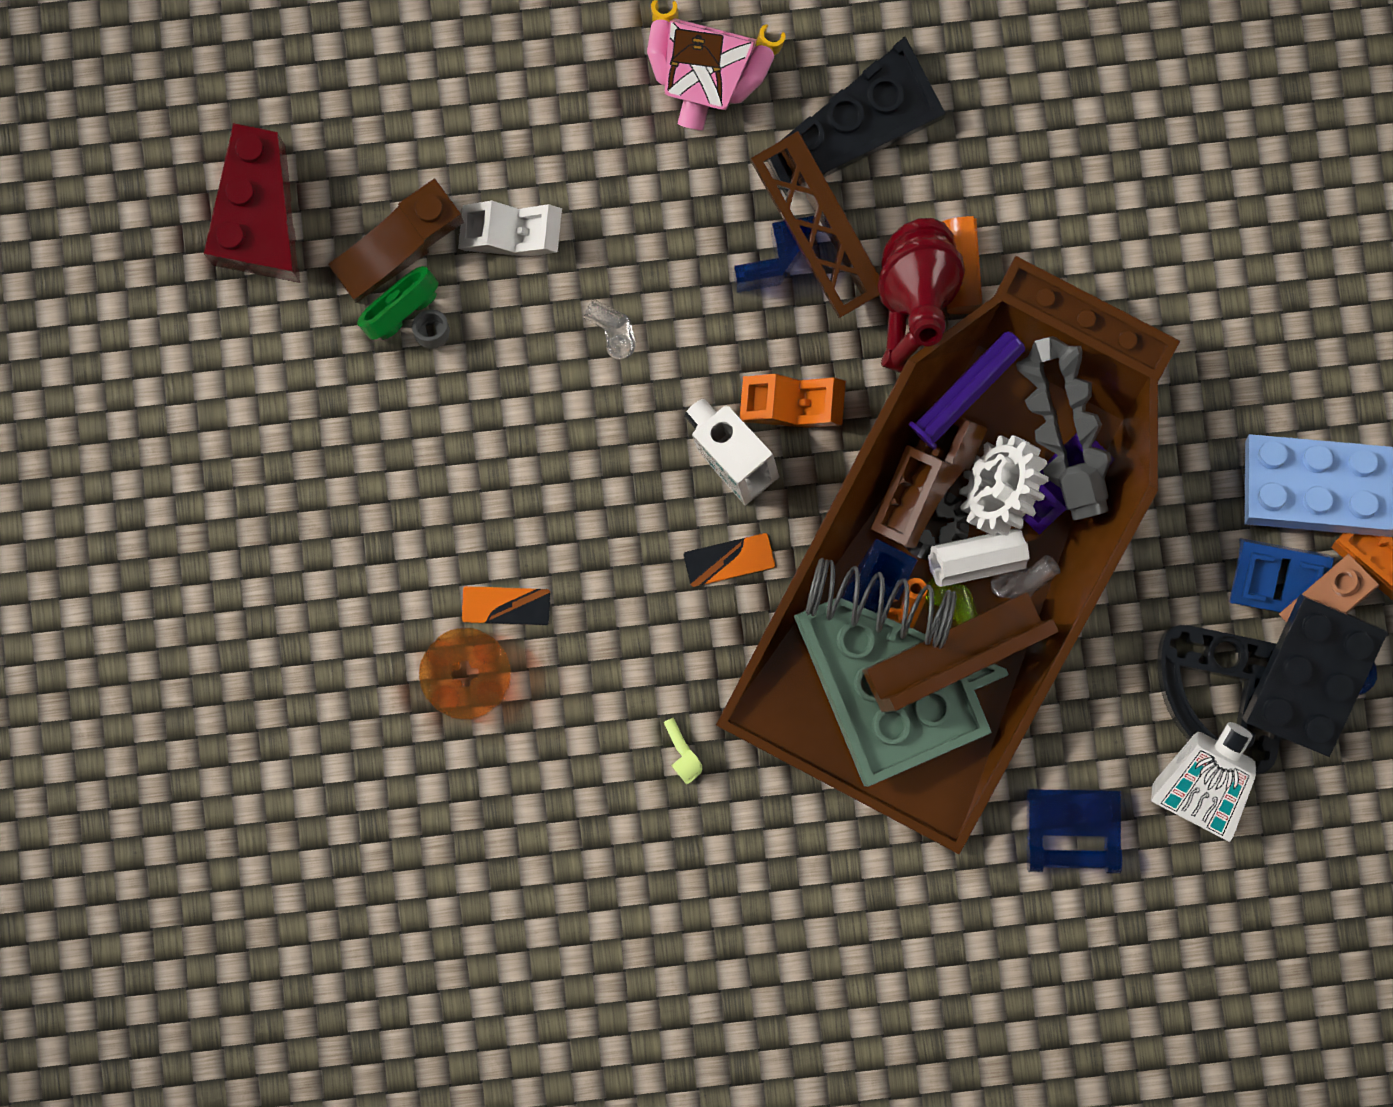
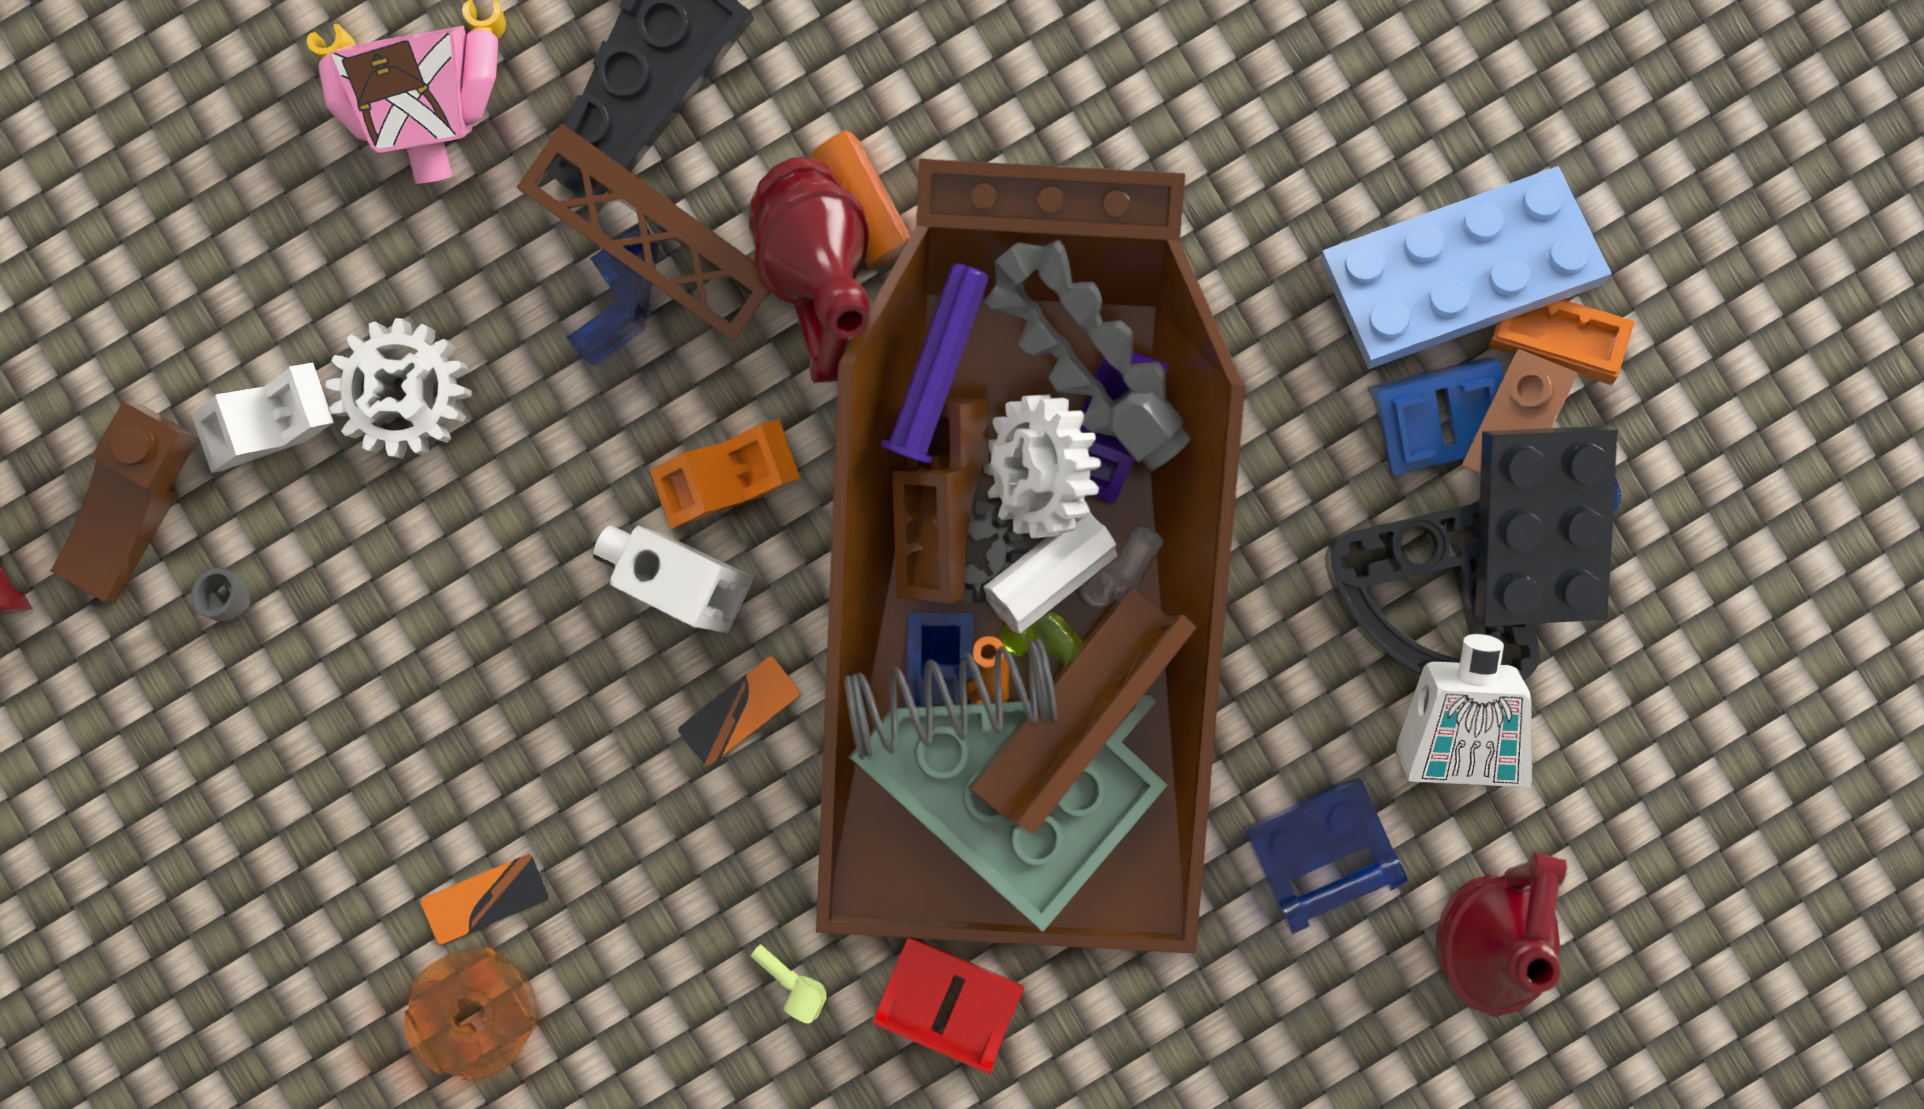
camera: 25 degrees left, 5 degrees up
(386, 313) = (154, 603): green plate -> none
(617, 329) = (460, 482): clear arm -> none
(624, 245) = (380, 371): none -> white gear
(795, 830) = (976, 1019): none -> red piece
(1148, 931) = (1503, 937): none -> dark red piece

